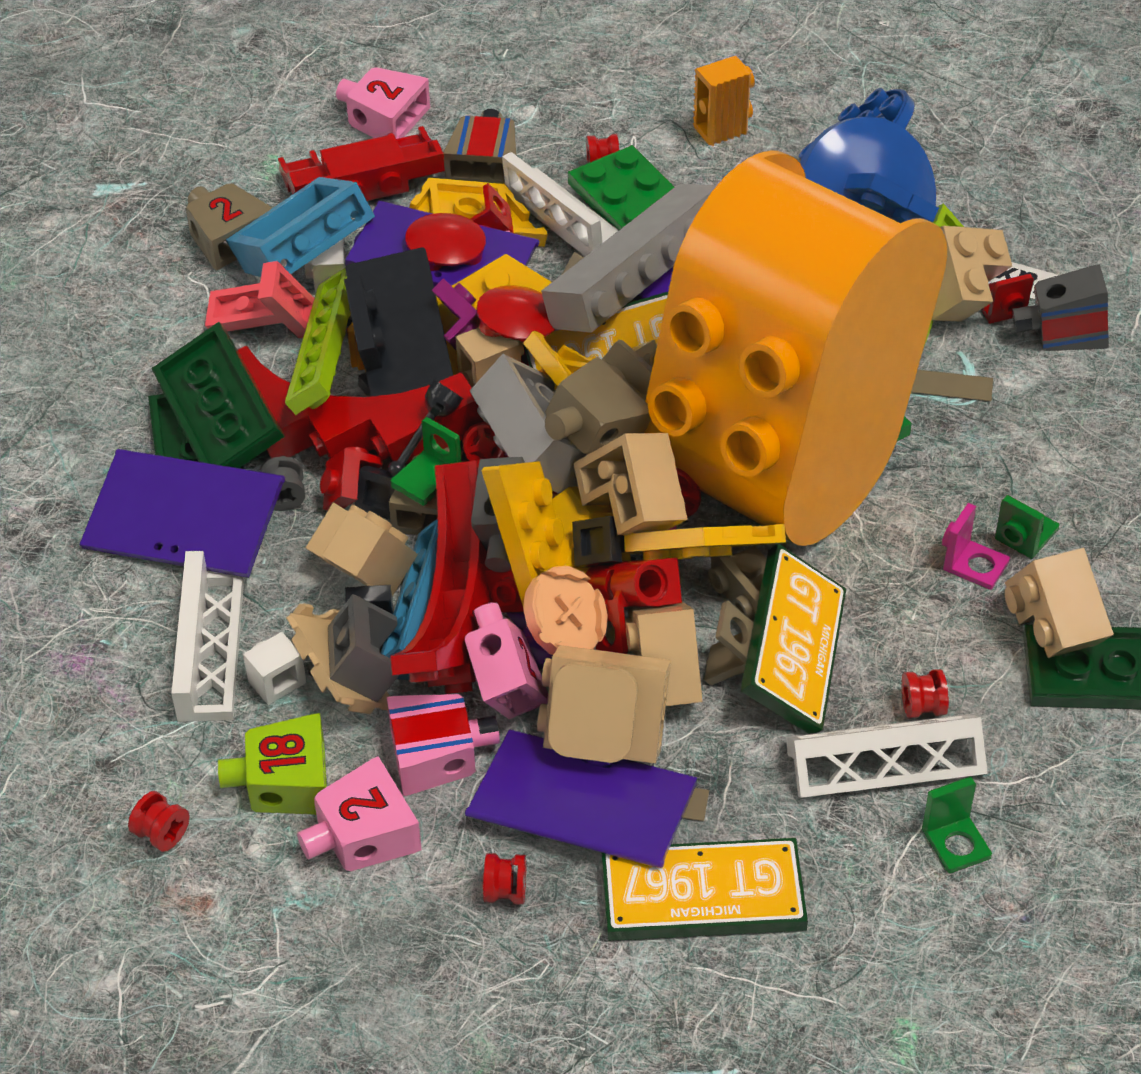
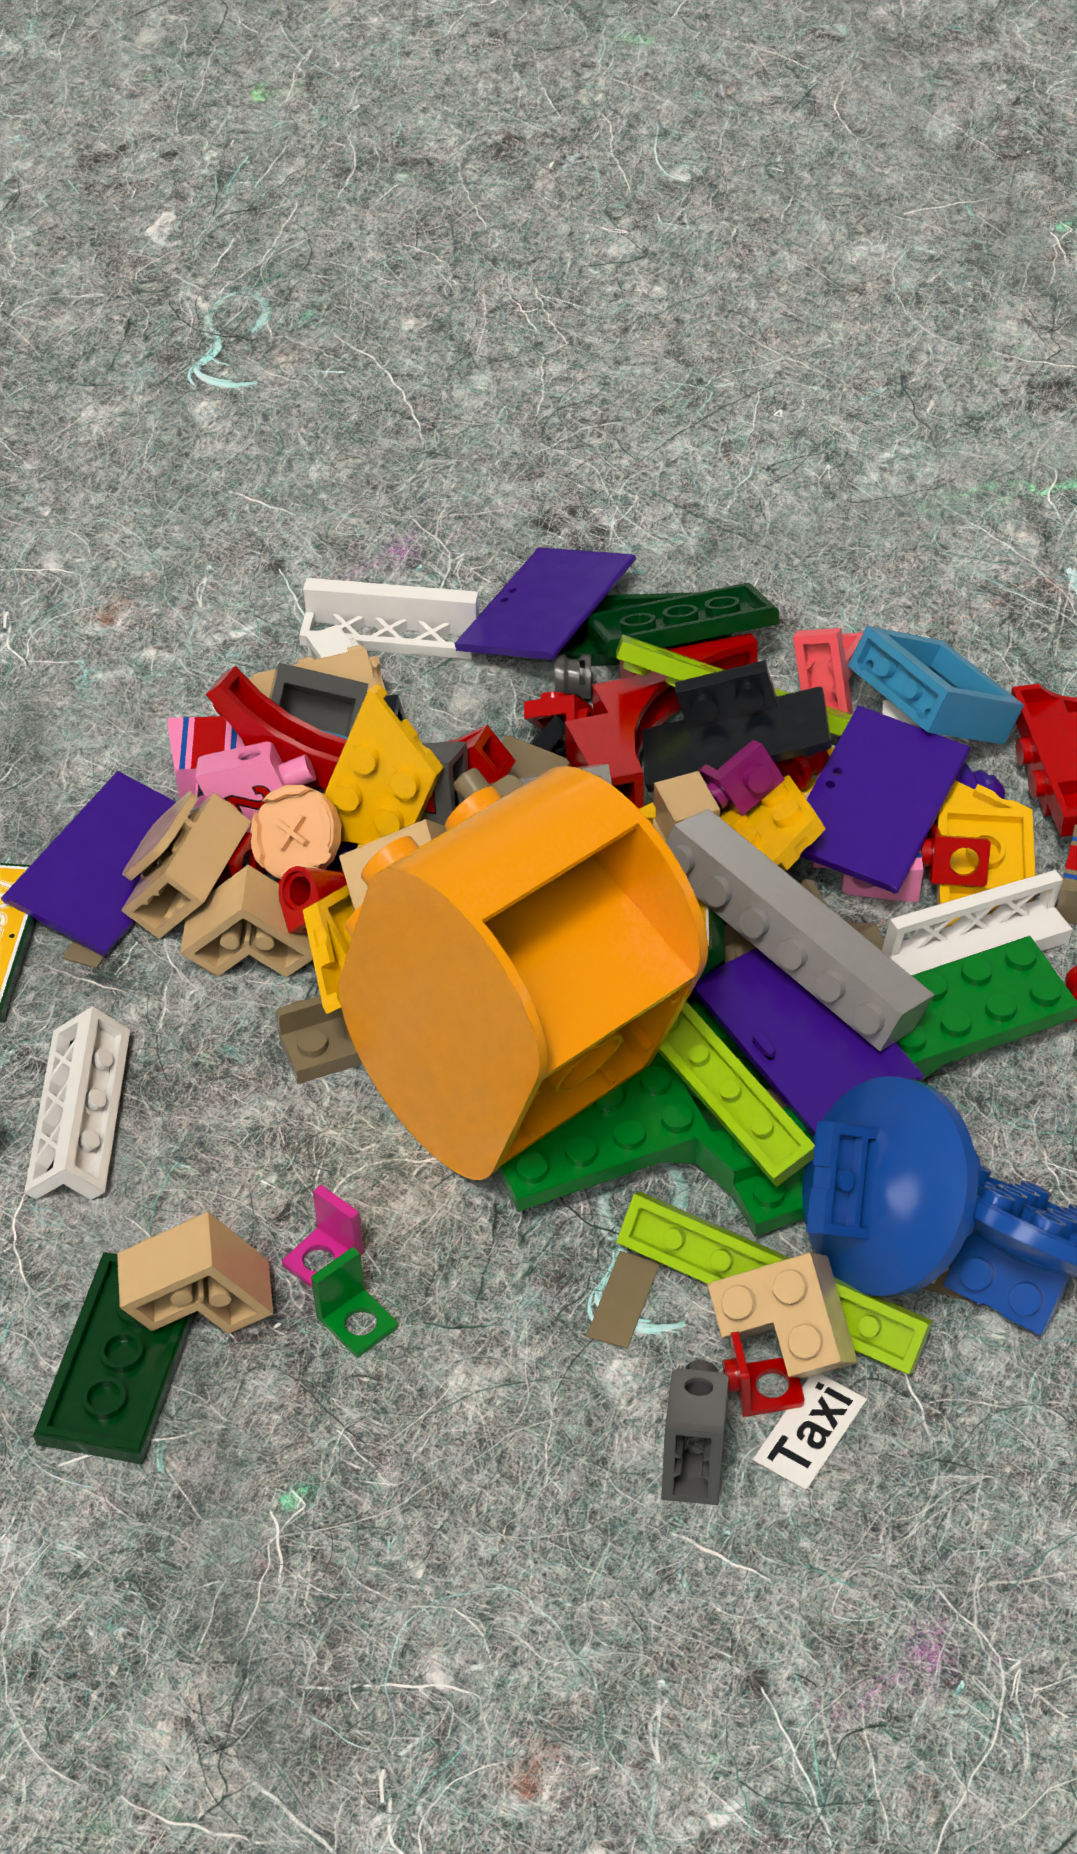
camera: 100 degrees right, 0 degrees up
(158, 821) = (185, 581): red wheel -> none
(218, 216) = (993, 644): dark tan torso -> none
(280, 766) = (205, 653): lime torso -> none
(362, 546) = (439, 705): tan brick -> none
(362, 820) = (136, 706): bright pink torso -> none
(418, 477) = (530, 752): green bracket -> none
(439, 402) = (584, 743): black hinge -> none
(447, 239) = (880, 790): red dish -> none
(499, 878) = (37, 793): red wheel -> none
(513, 313) = (727, 799): red dish -> none
(730, 654) = (235, 995): dark tan bracket -> none
(794, 640) = (236, 1040): tile -> none
(925, 693) = (135, 1148): red wheel -> none

